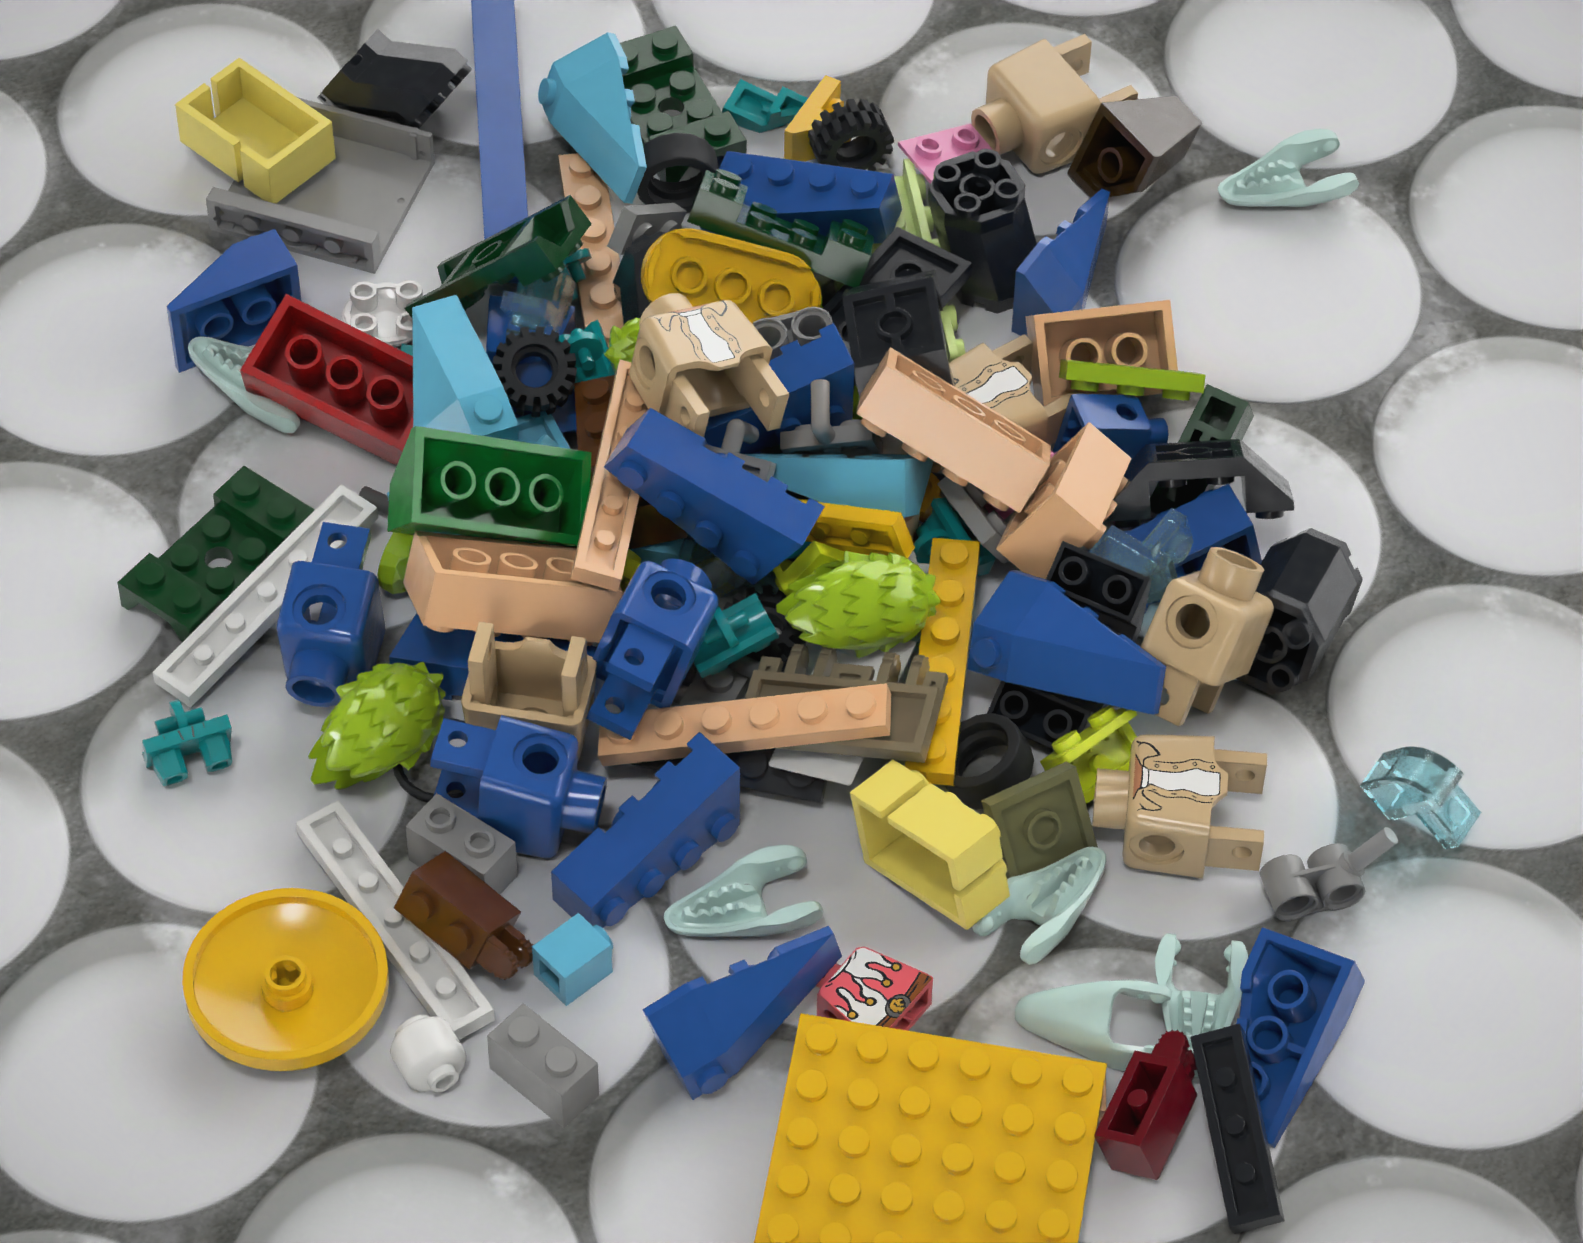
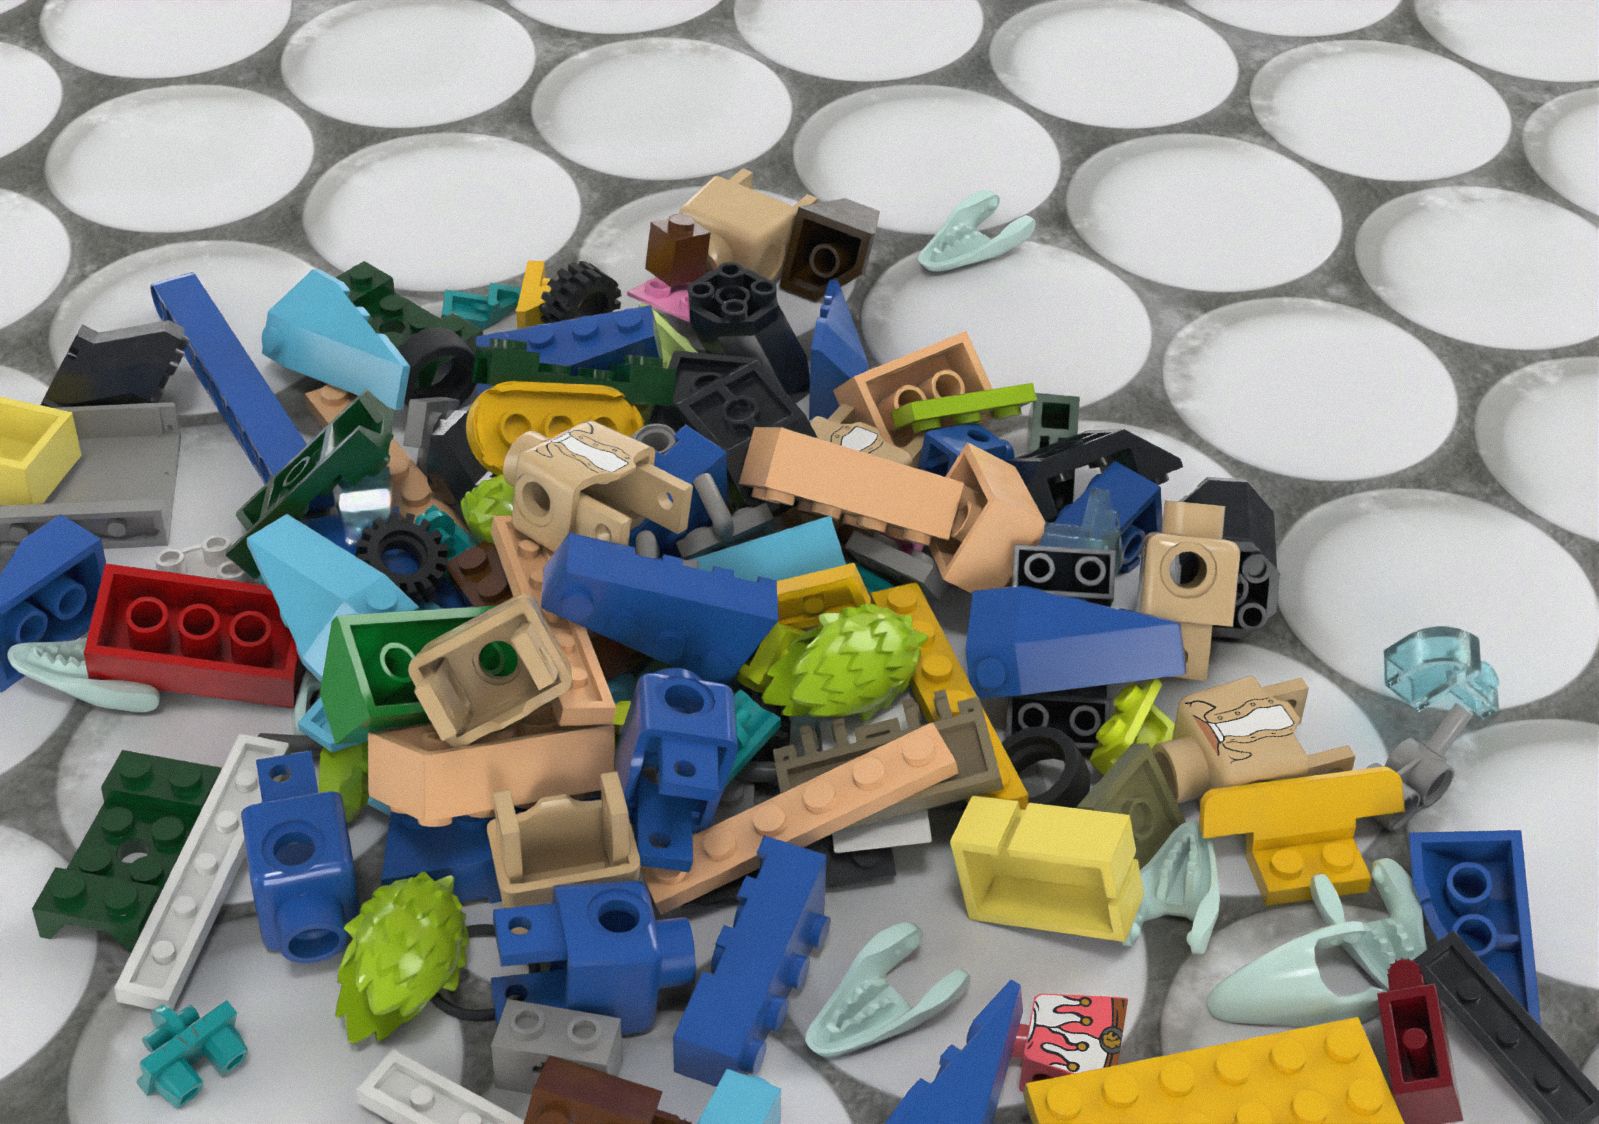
camera: 25 degrees left, 10 degrees down
(523, 525) = (469, 701): none -> tan piece
(961, 114) = (677, 250): none -> reddish brown brick
(1188, 889) = (1303, 828): none -> yellow plate

